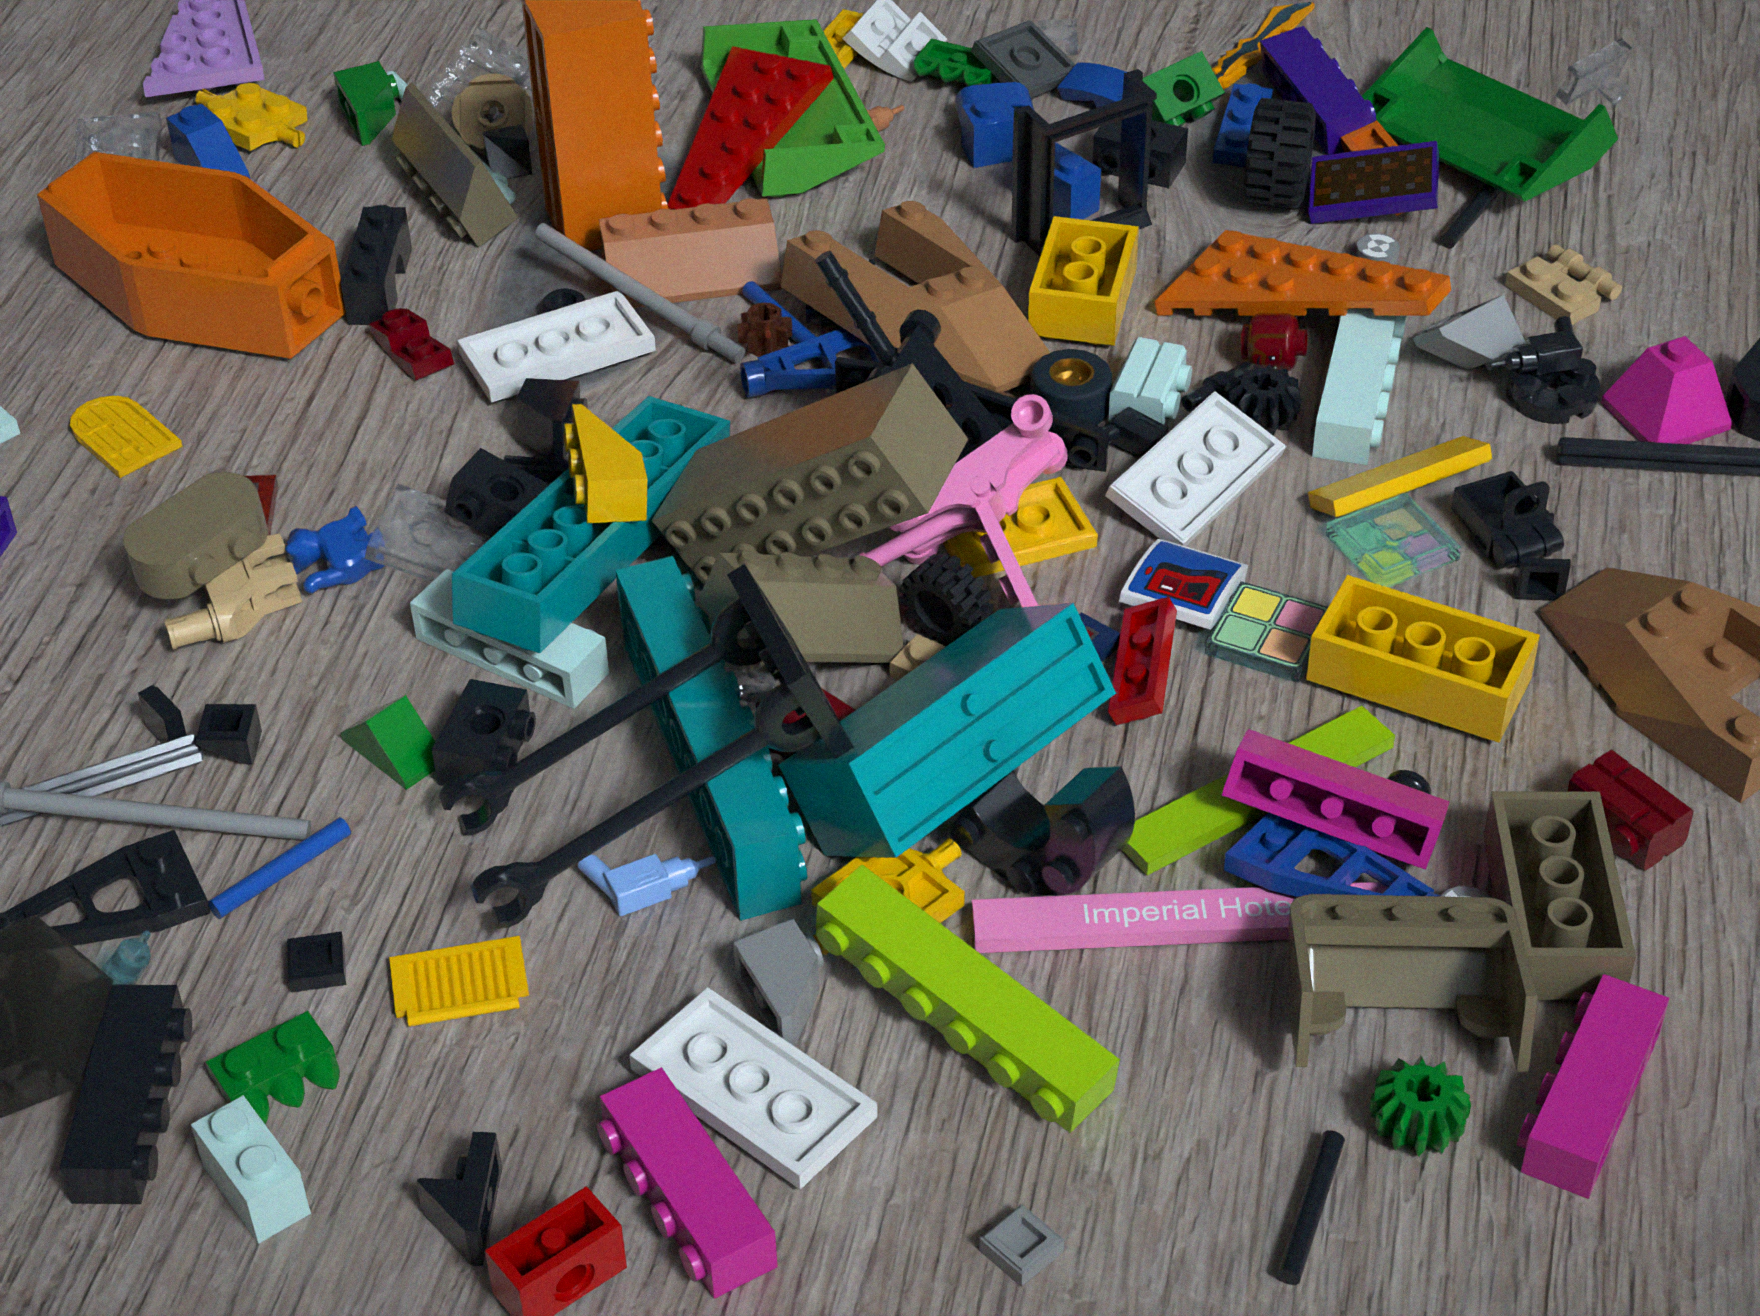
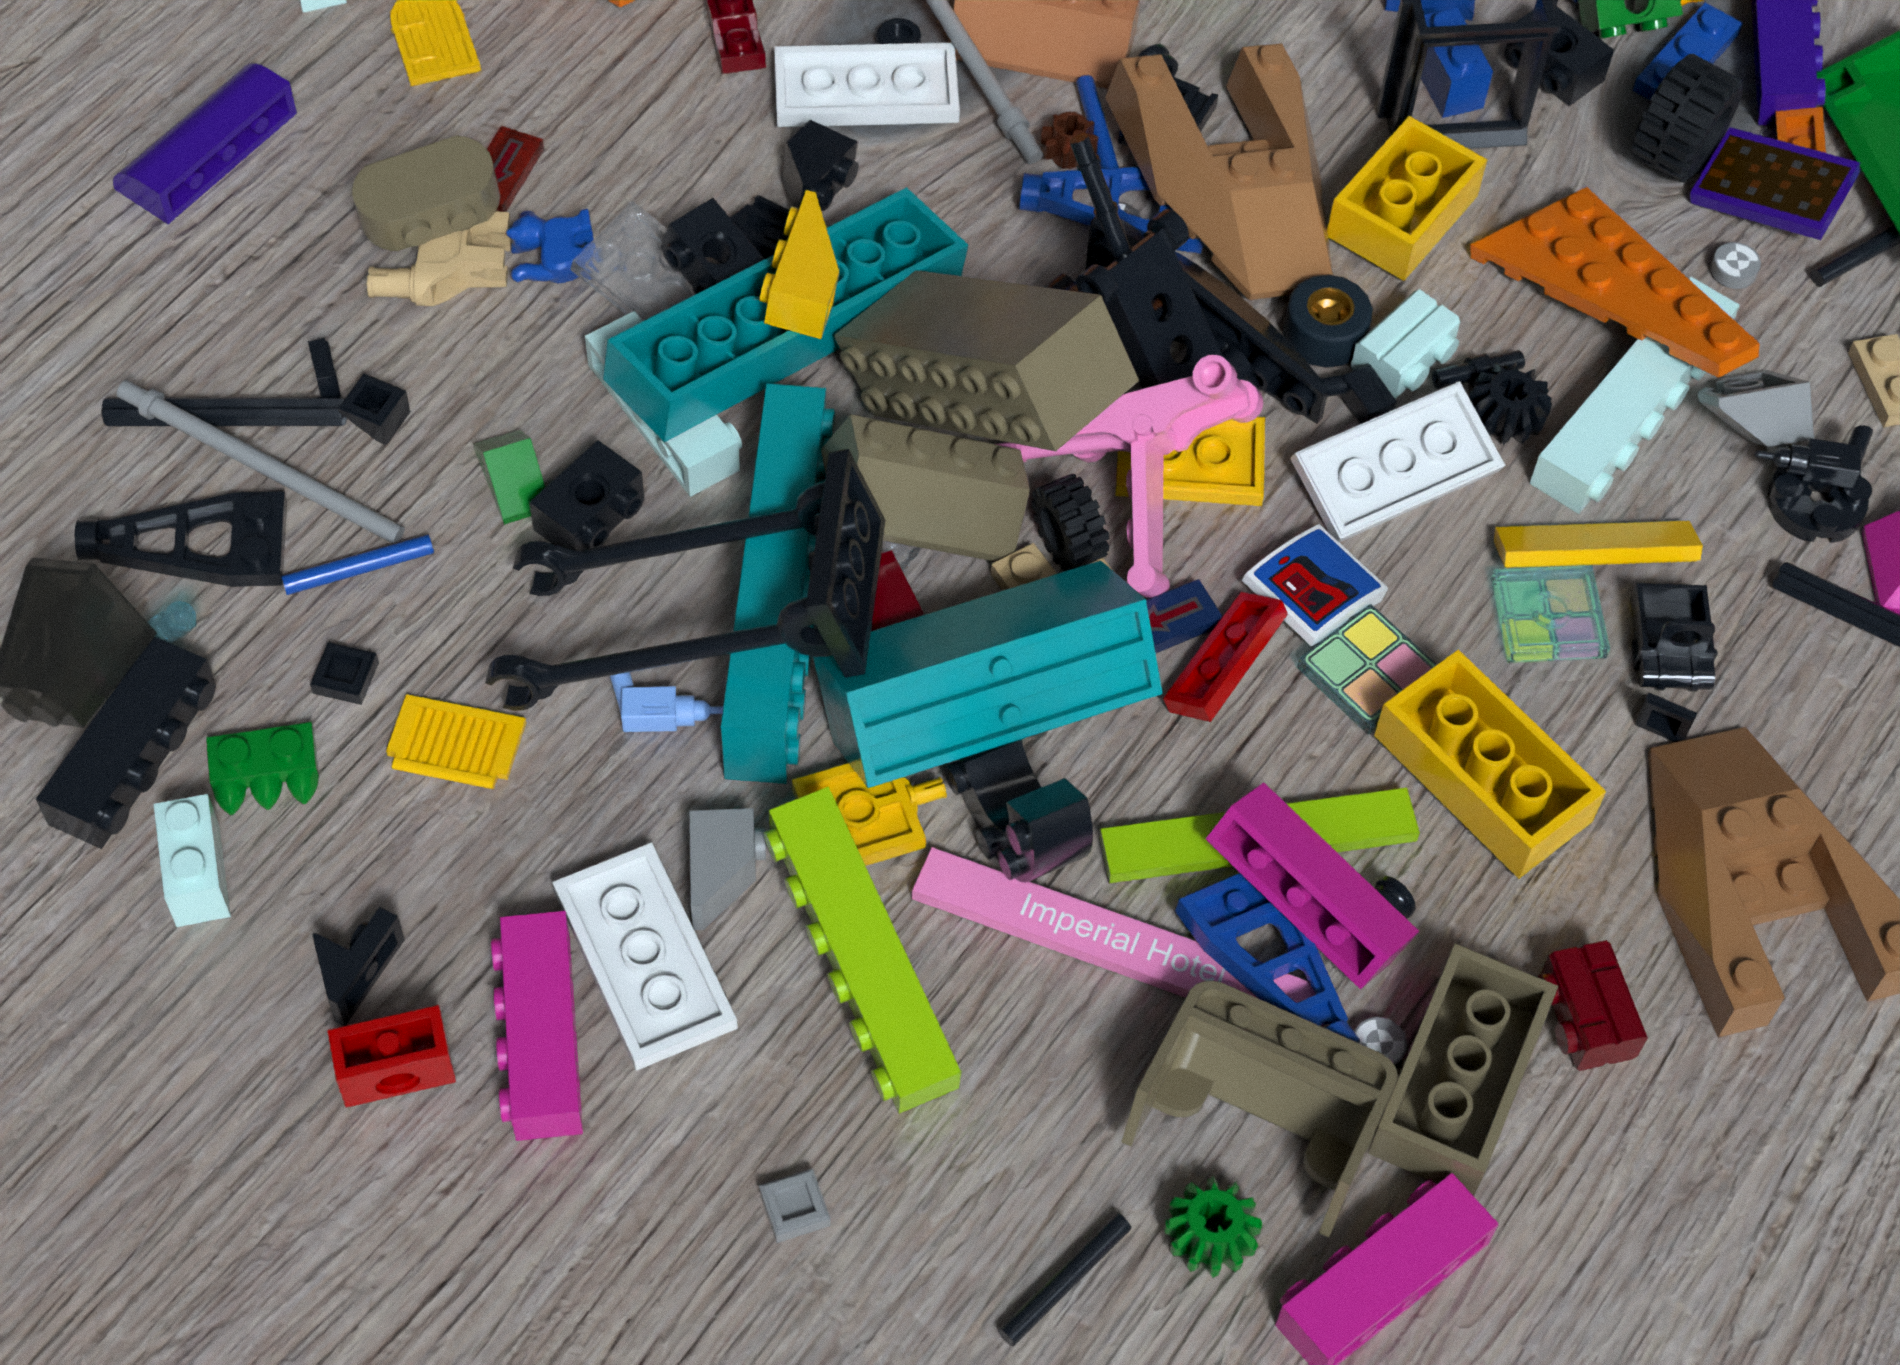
camera: 20 degrees right, 15 degrees up
(1273, 341) = (1558, 340): dark red head -> none

